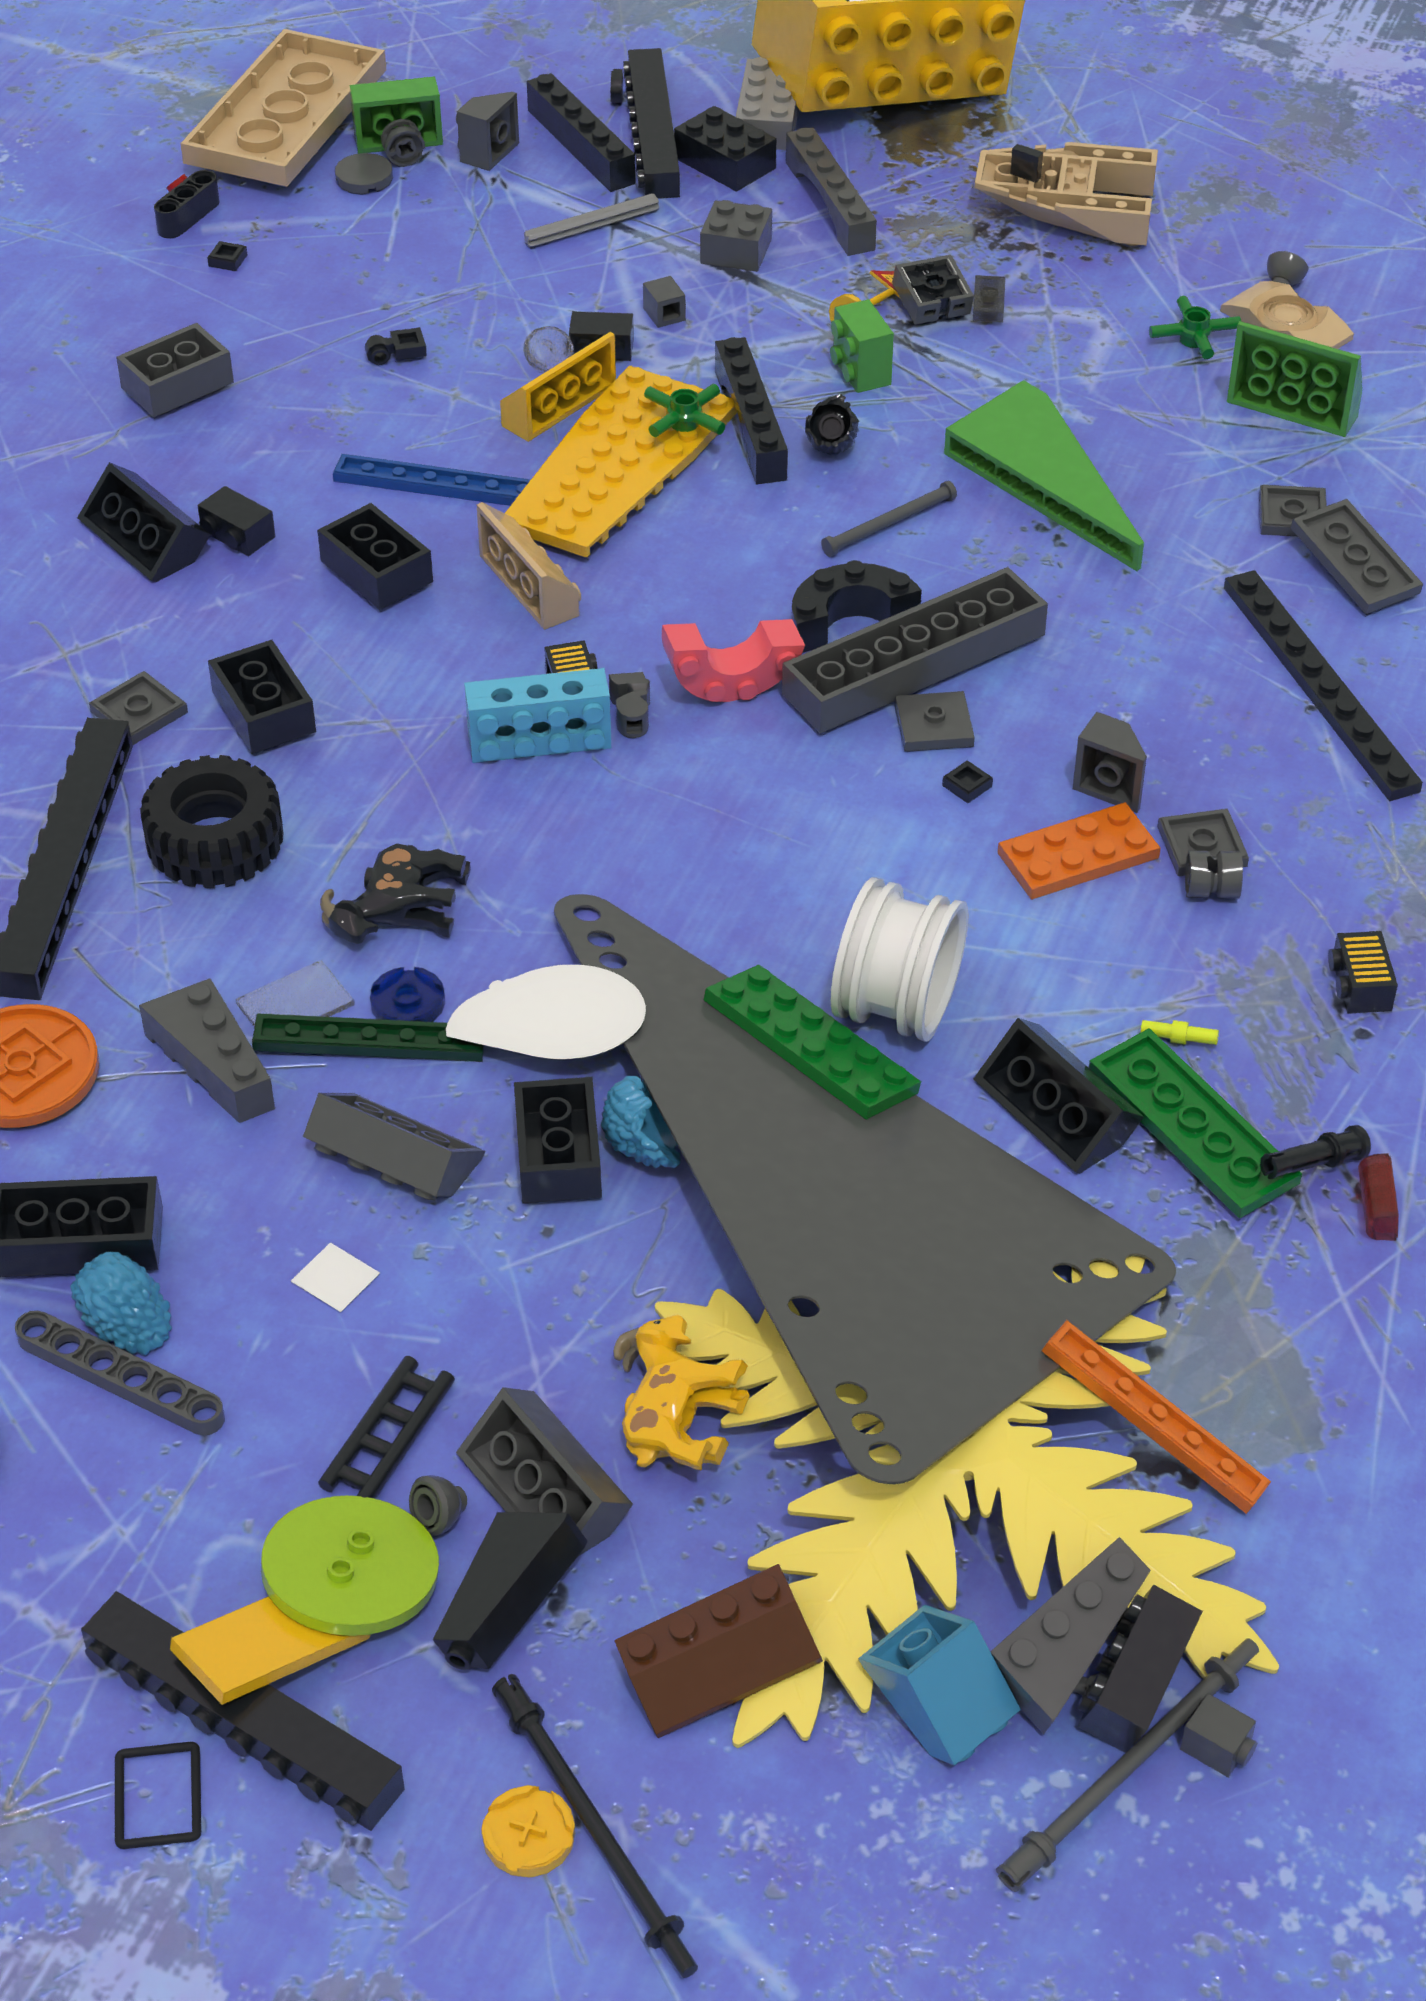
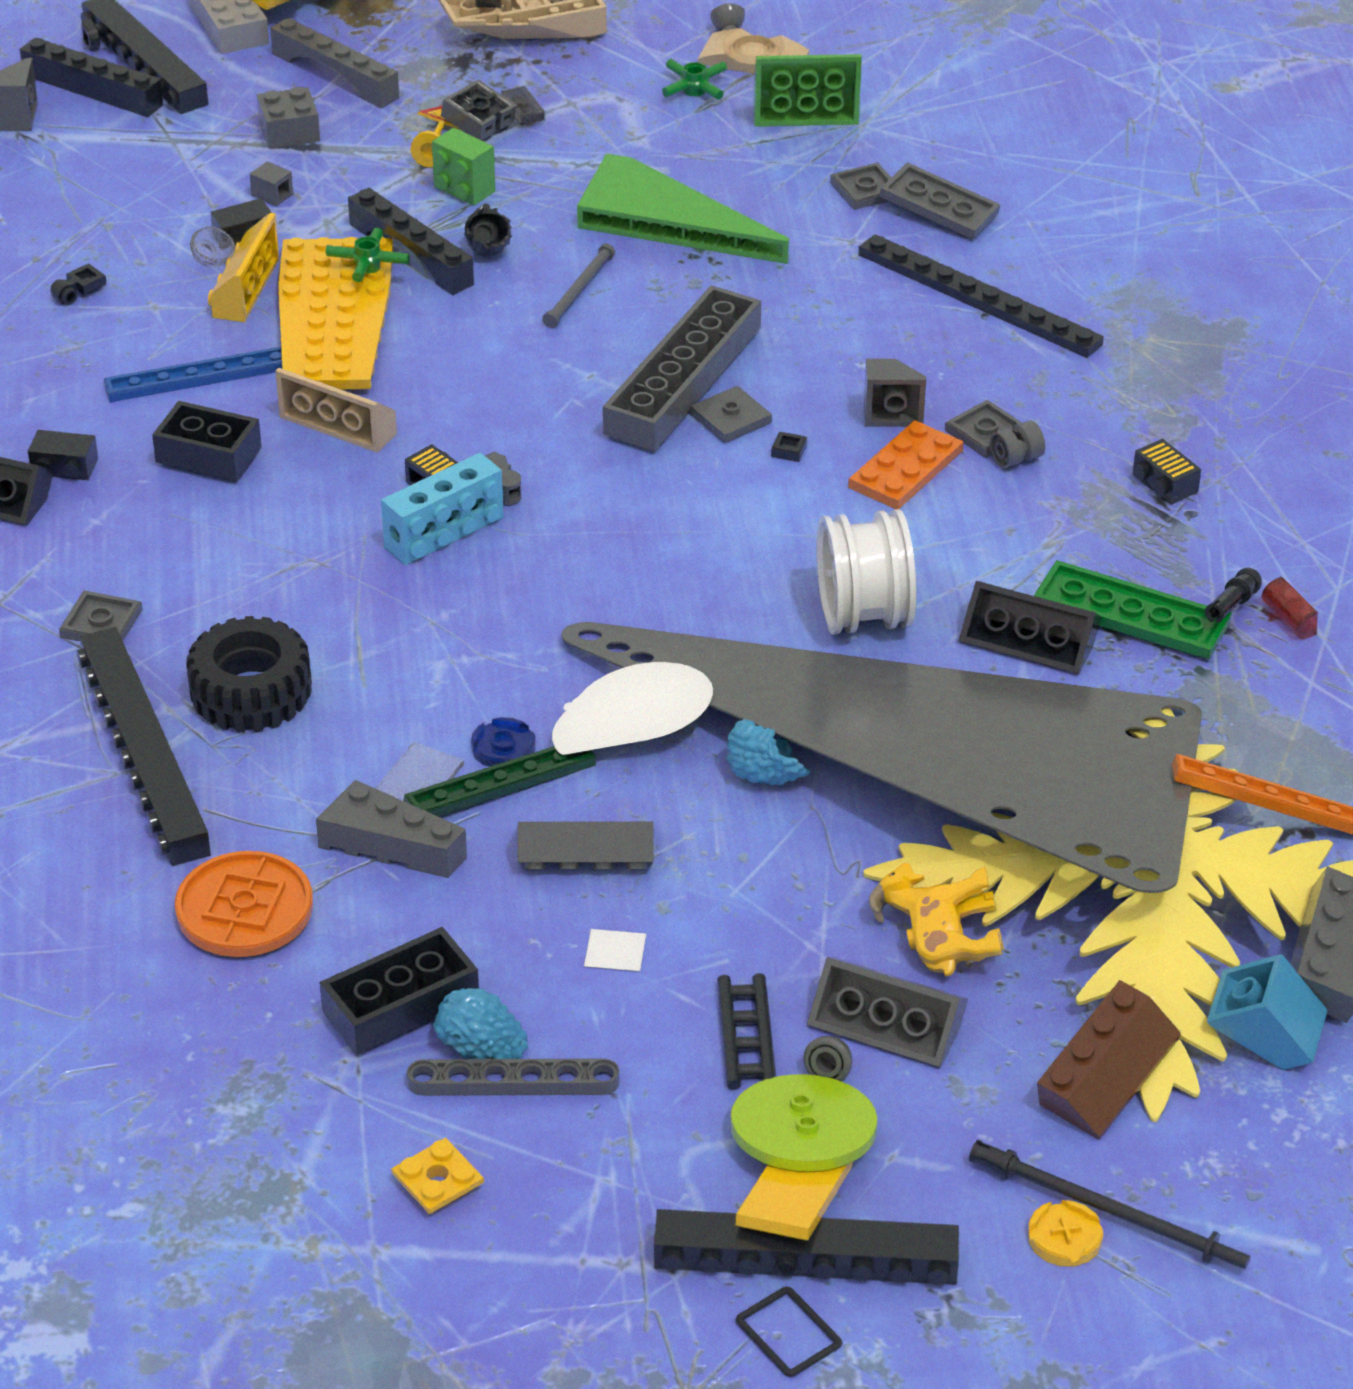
camera: 30 degrees left, 5 degrees down
(262, 696) = (206, 572): black brick -> none
(398, 893) = (437, 674): black animal -> none
(506, 1584) = (927, 1082): black slope -> none
(557, 1140) = (710, 789): black brick -> none
(591, 220) = (154, 142): light grey axle -> none
(725, 148) = (224, 54): black brick -> none
(731, 671) = (565, 424): coral brick -> none
(812, 1041) = (831, 655): green plate -> none
(849, 592) = (605, 342): black brick -> none
(1180, 1032) = (1076, 555): neon yellow bar -> none

